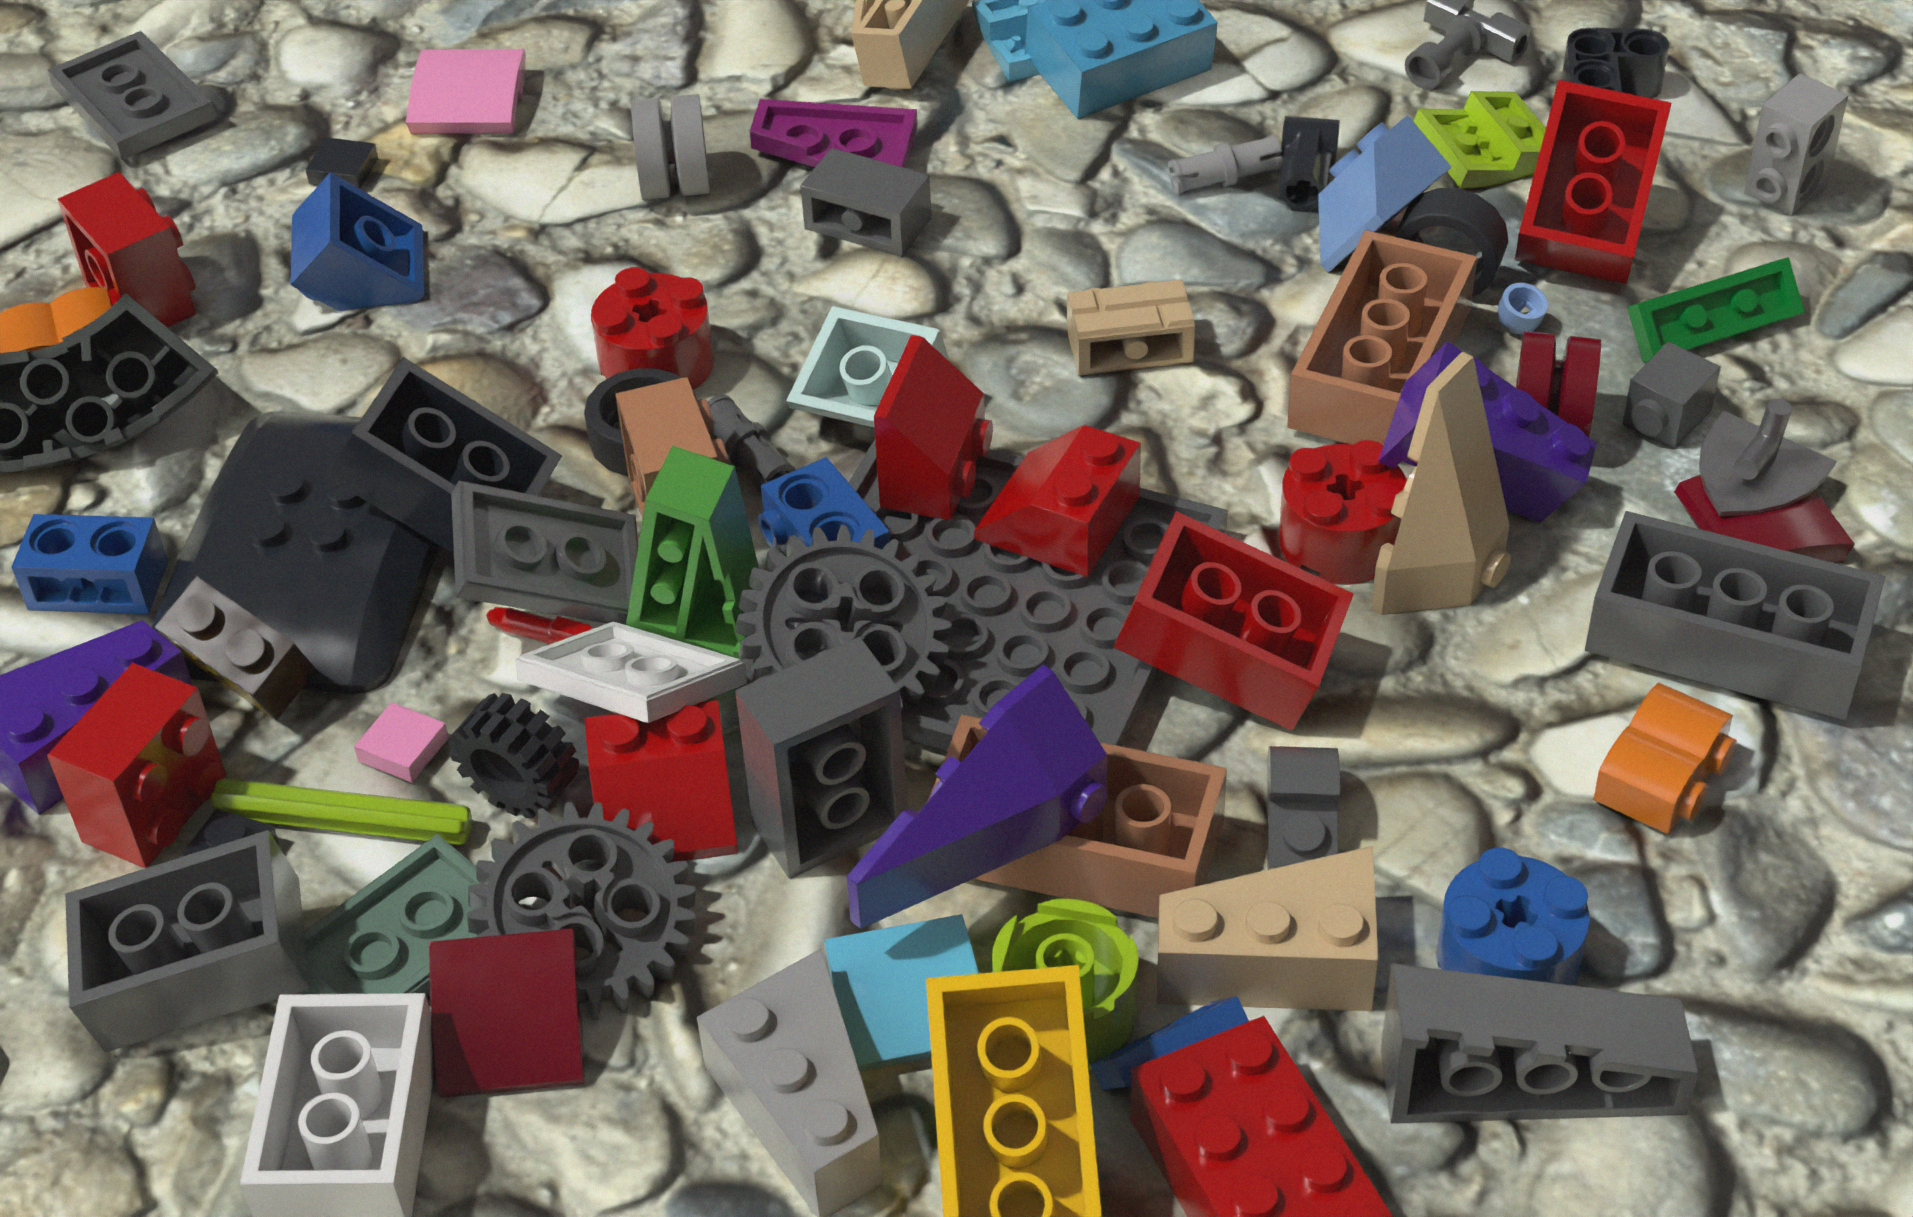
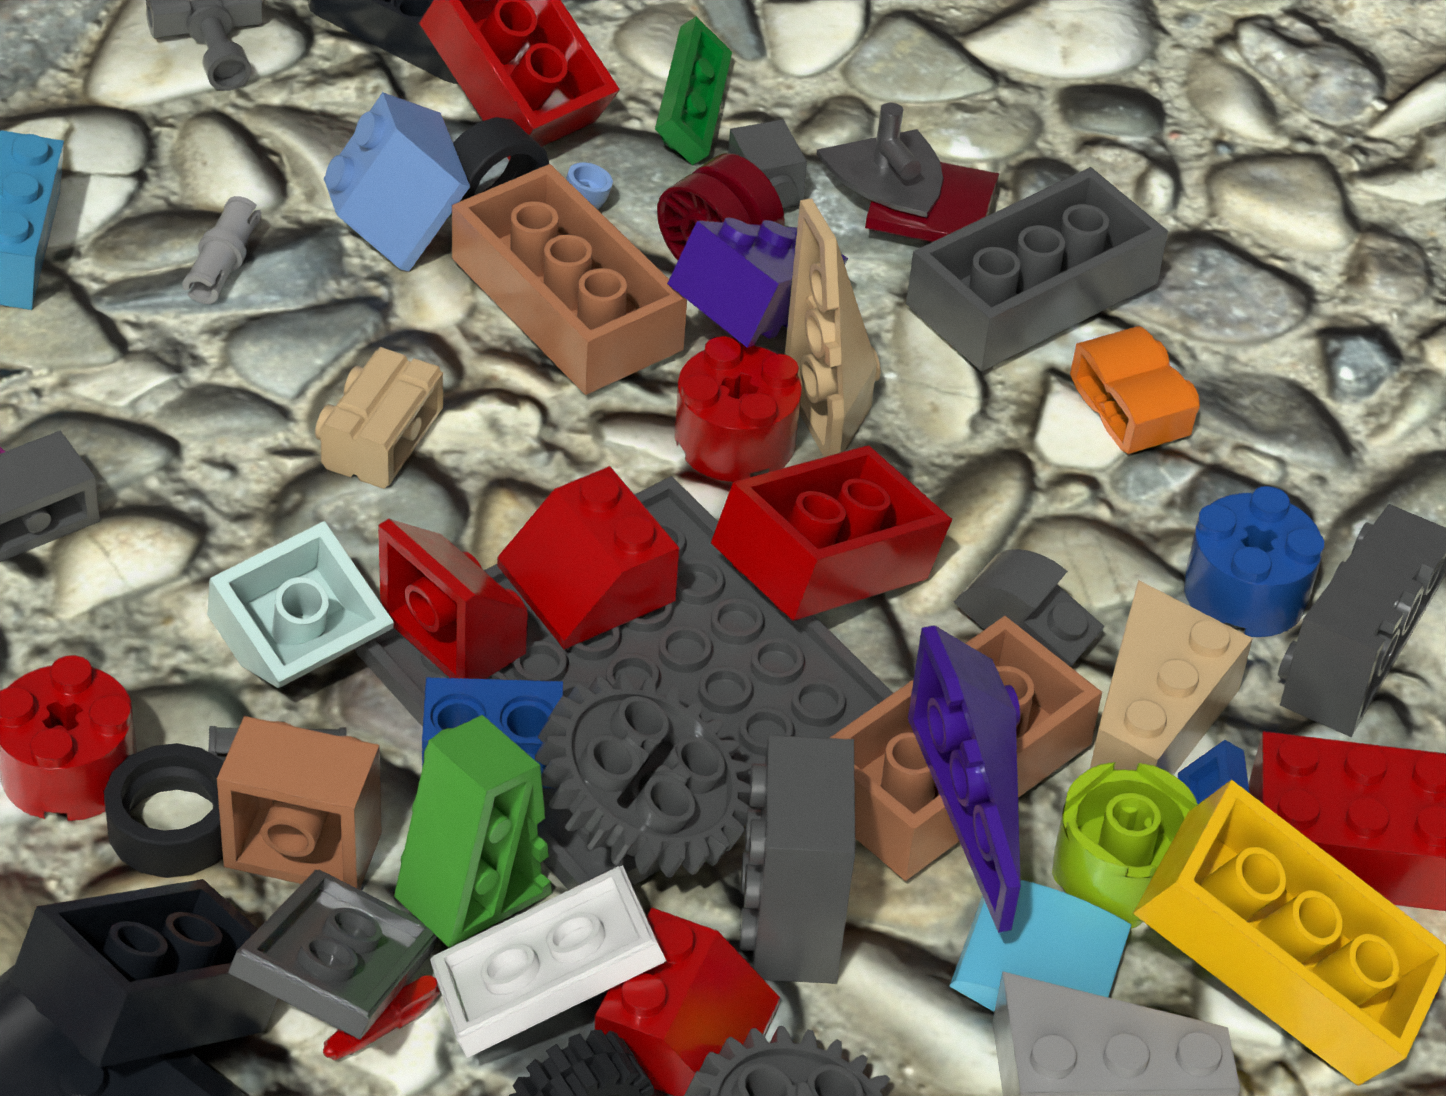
camera: 65 degrees left, 0 degrees up
(1308, 154) = (282, 202): black piece -> none
(1487, 140) = (344, 83): lime slope -> none

